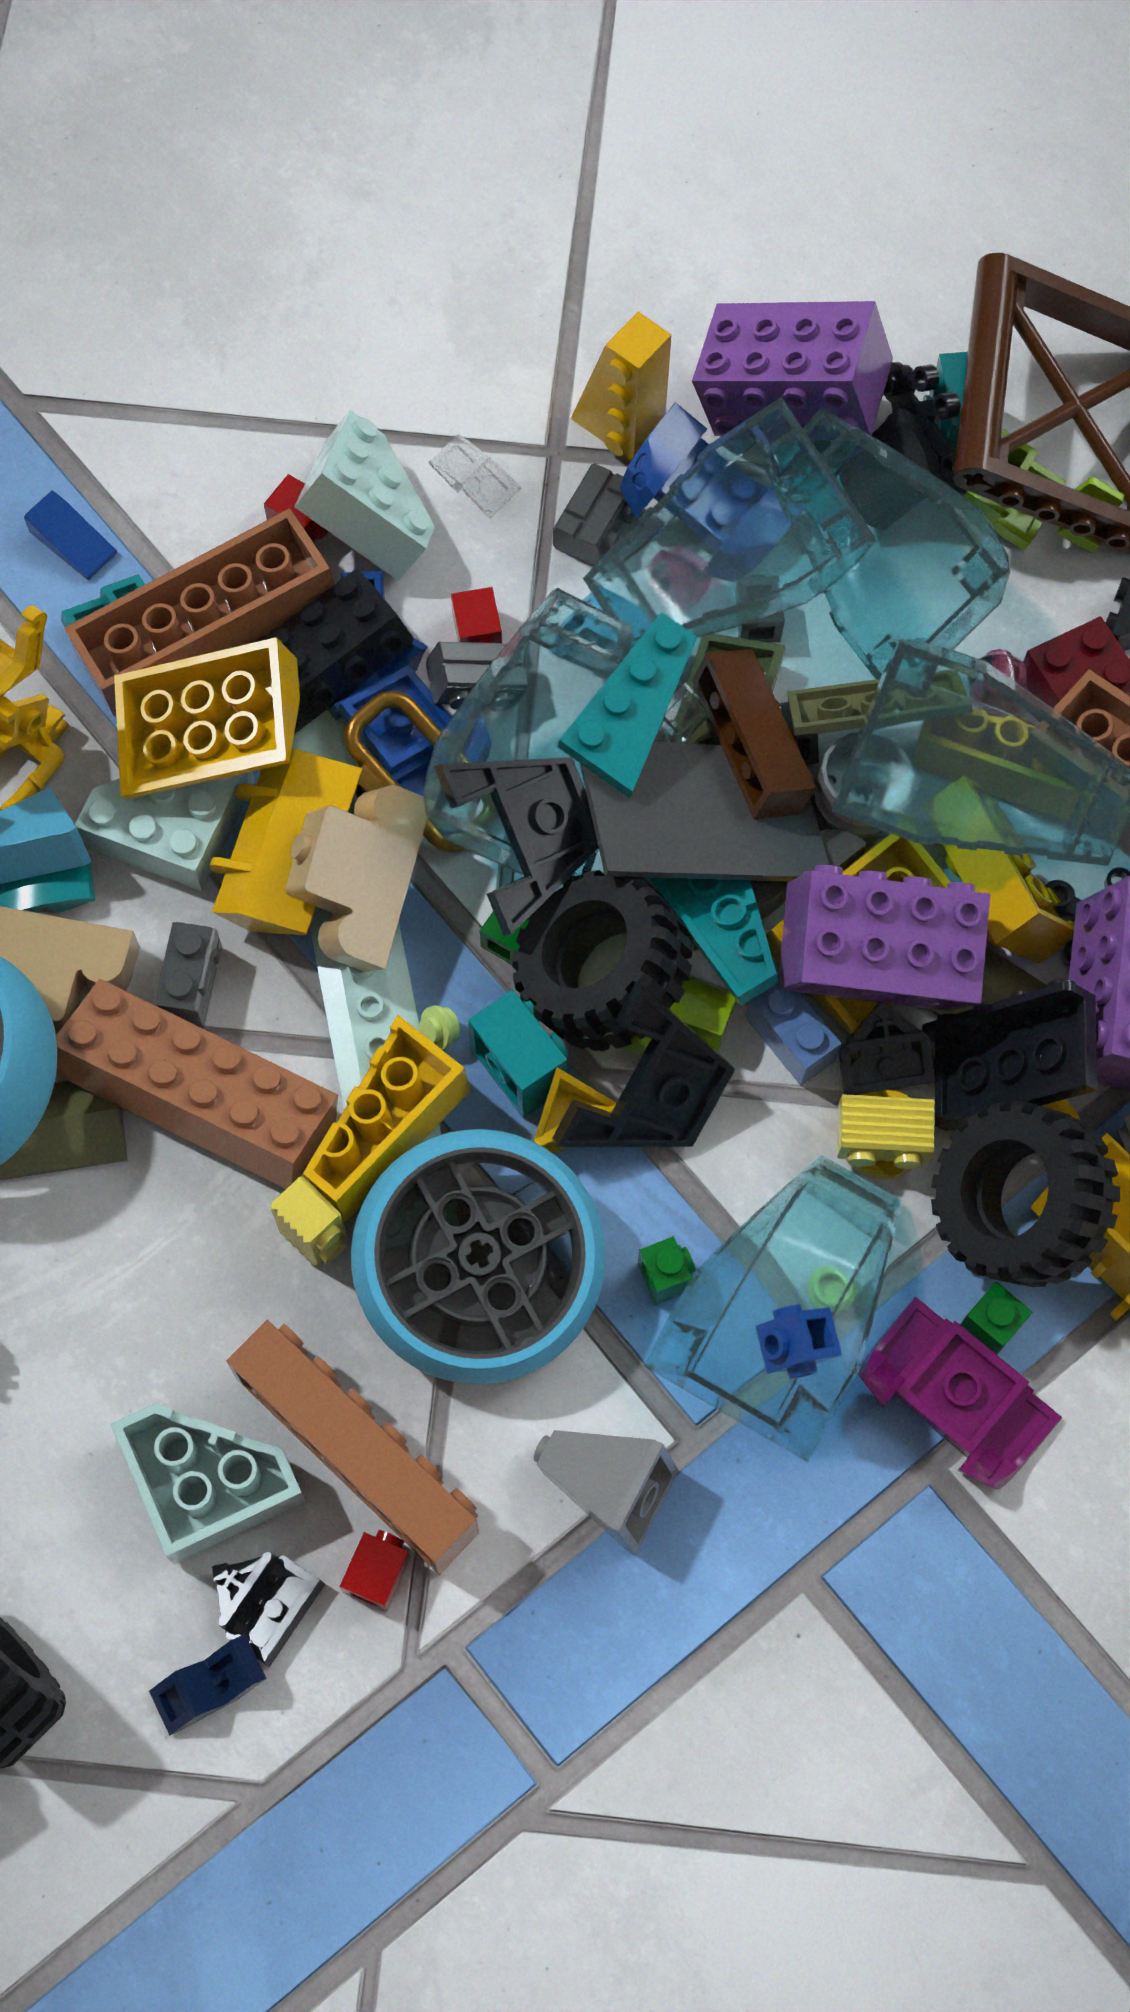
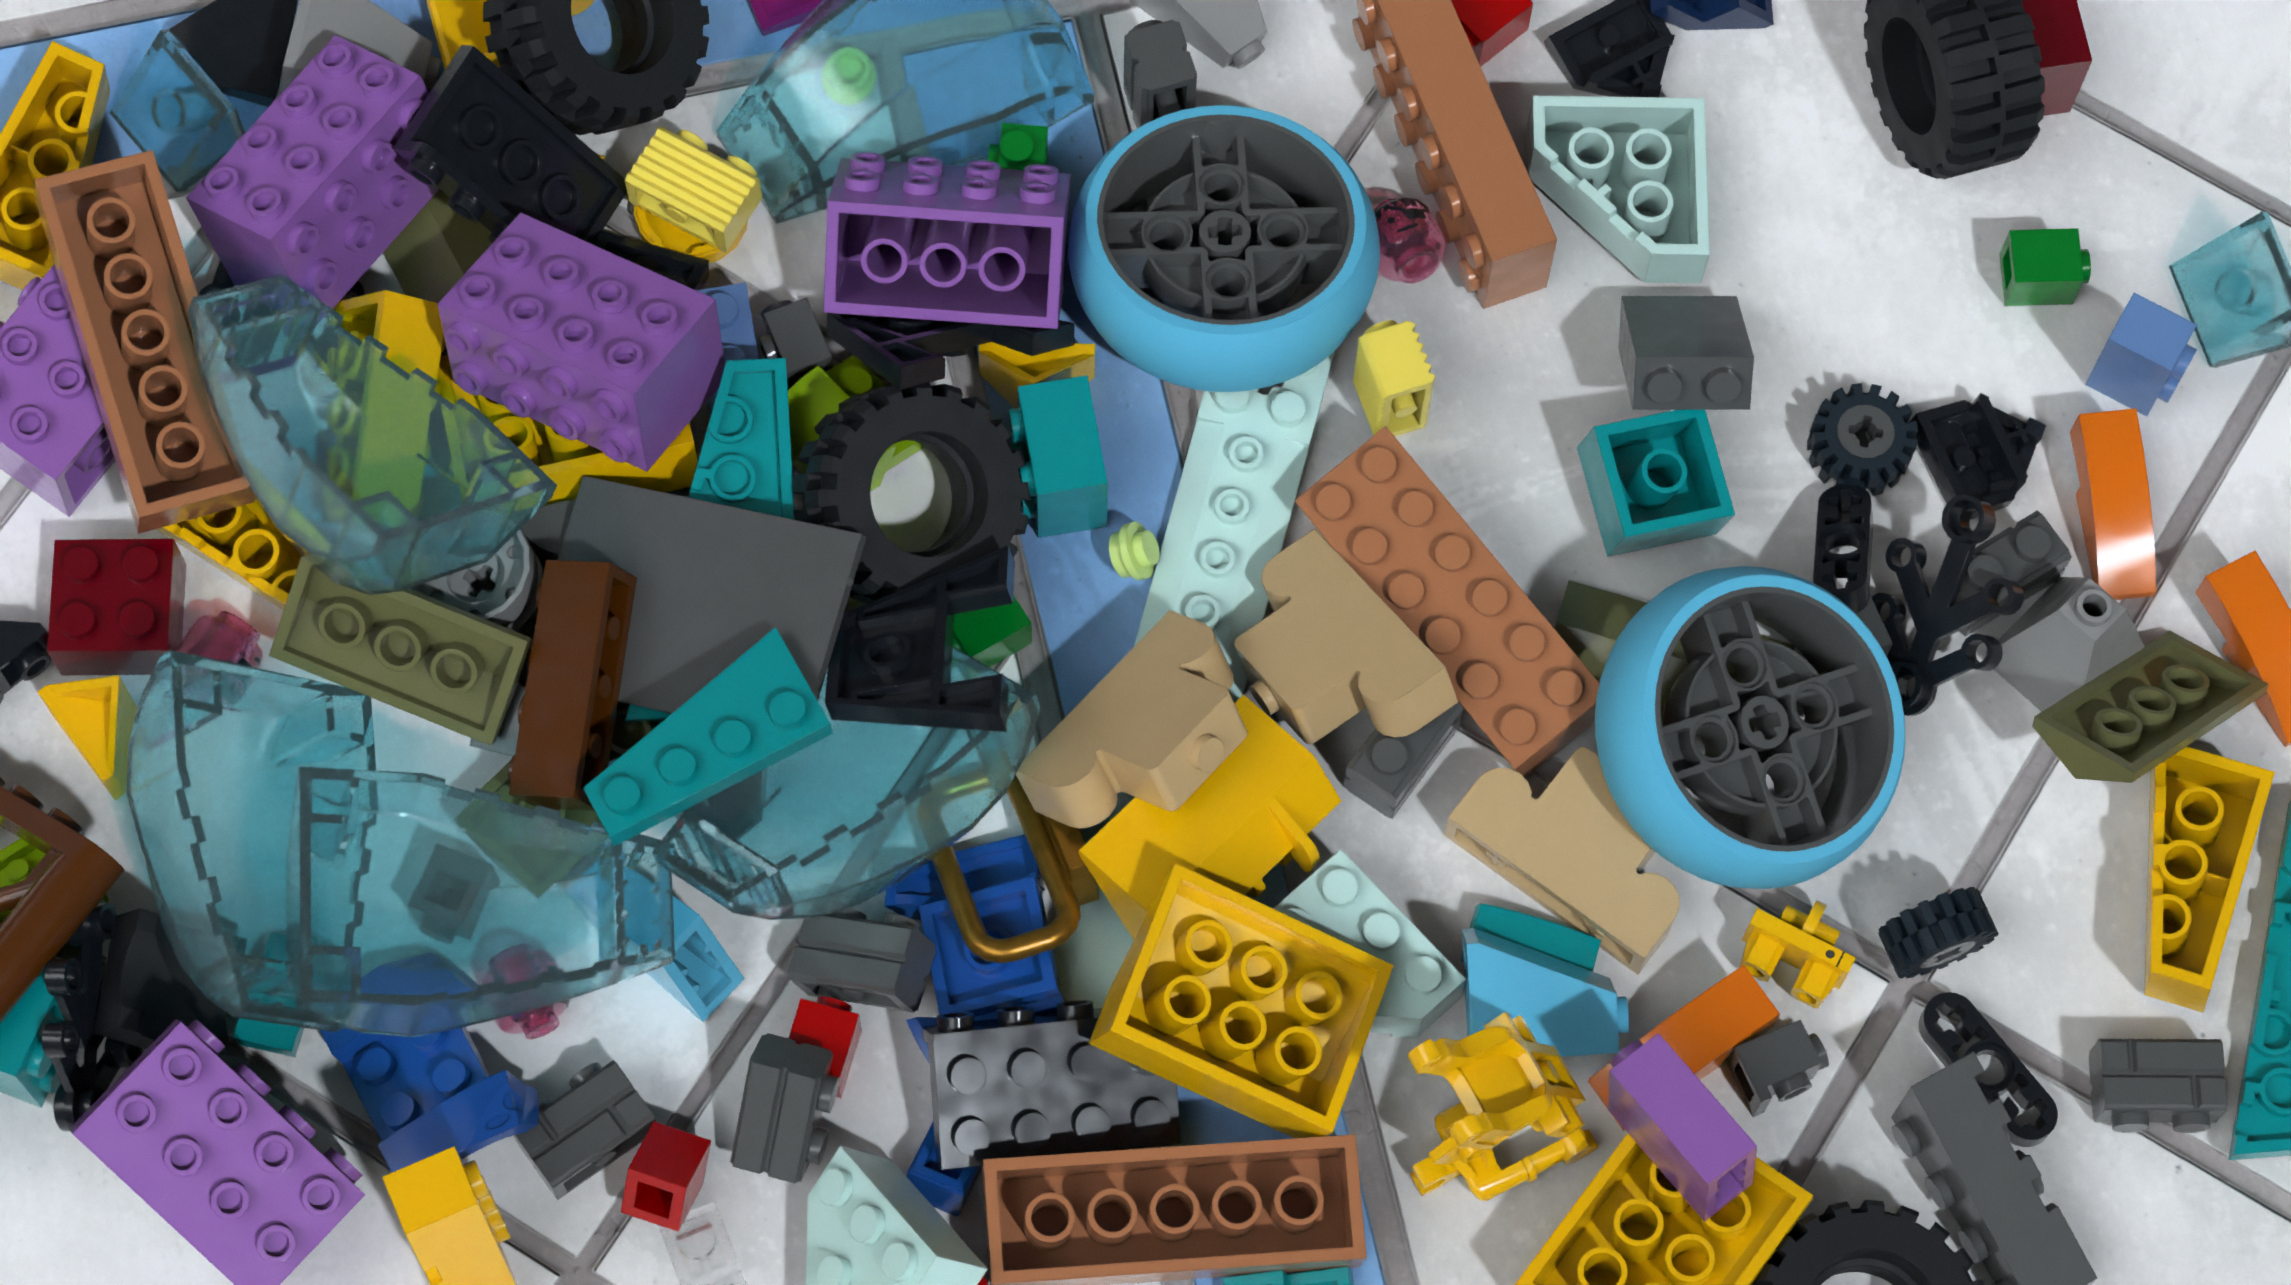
camera: 155 degrees left, 0 degrees up
(86, 1242) = (1655, 480): none -> teal brick
(99, 1341) = (1685, 353): none -> dark grey brick
(258, 1000) = (1337, 650): none -> tan brick
(355, 1351) = (1408, 240): none -> clear pink head
(390, 1112) = (1247, 442): yellow wedge -> none
(475, 563) = (783, 1108): none -> dark grey brick
(529, 506) = (665, 1176): none -> red brick
(596, 1377) = (1158, 71): none -> dark grey brick
(678, 1155) = (947, 241): none -> medium lavender brick
(754, 1060) = (794, 335): none -> dark grey brick
(1042, 603) = (98, 722): none -> yellow slope

